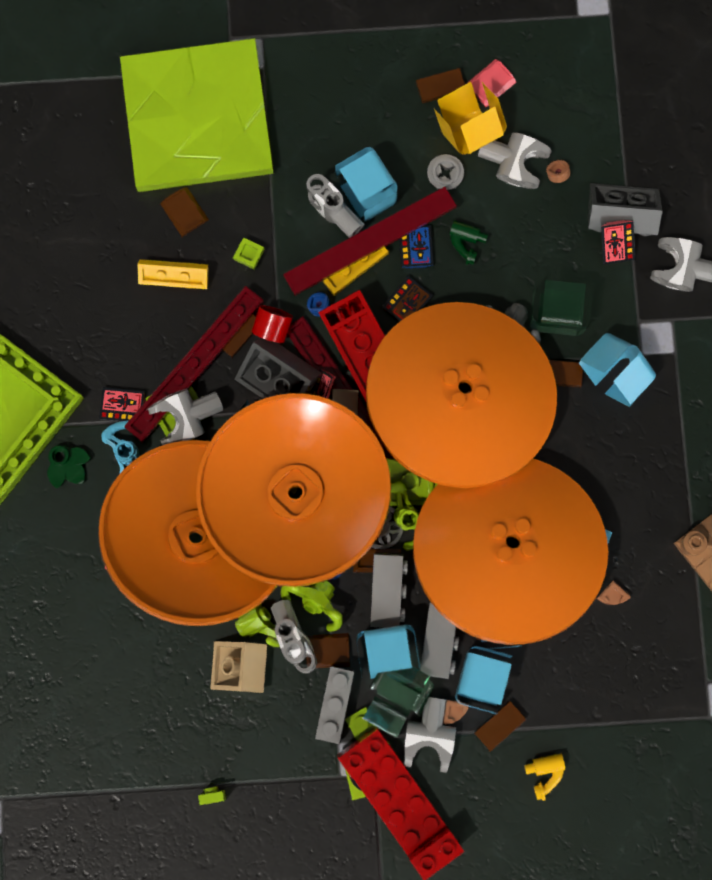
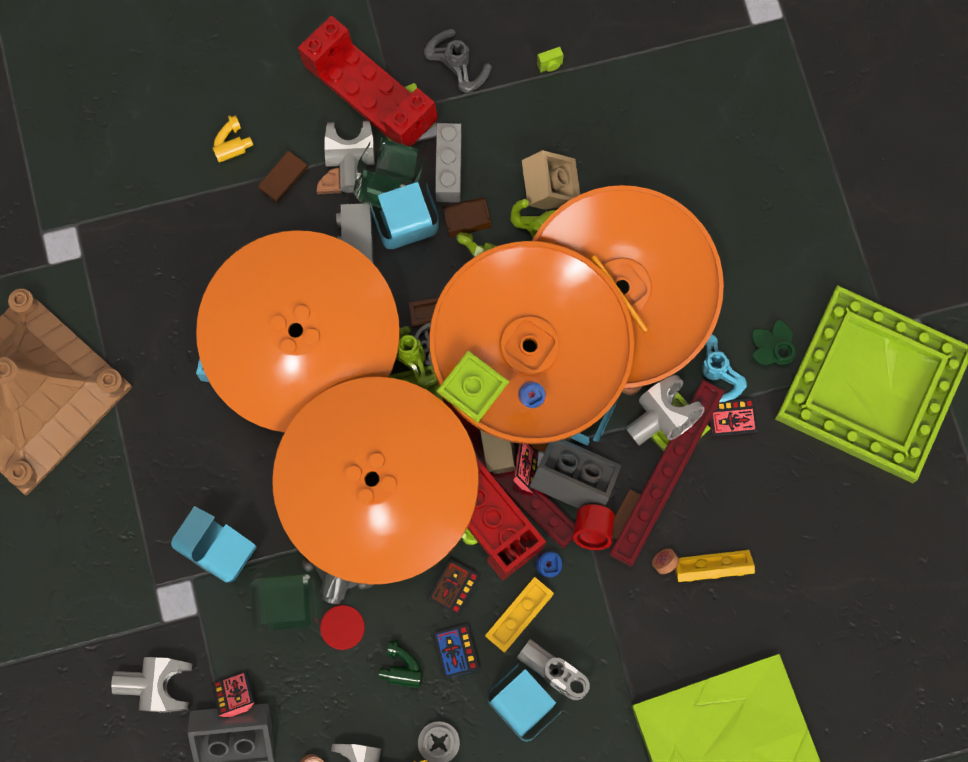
camera: 165 degrees right, 5 degrees down
(184, 211) = (719, 643): reddish brown piece -> none
(195, 511) = (629, 307): none -> light orange axle
(215, 286) = (665, 561): none -> nougat tile
(248, 253) = (637, 605): lime plate -> none
(291, 637) = (502, 211): light grey connector -> none
(304, 434) = (531, 394): none -> blue tile
(306, 817) = (457, 59): none -> dark grey piece
(357, 452) = (472, 386): none -> lime tile
(358, 724) = (425, 151): lime plate -> none
(369, 241) = (506, 642): dark red tile -> none
(388, 590) = (416, 278): light grey brick -> none
(483, 678) = (306, 203): medium azure piece -> none
(512, 286) = (342, 627): none -> red piece
(567, 373) = (271, 541): reddish brown tile -> none
(613, 595) = (186, 323): nougat tile -> none

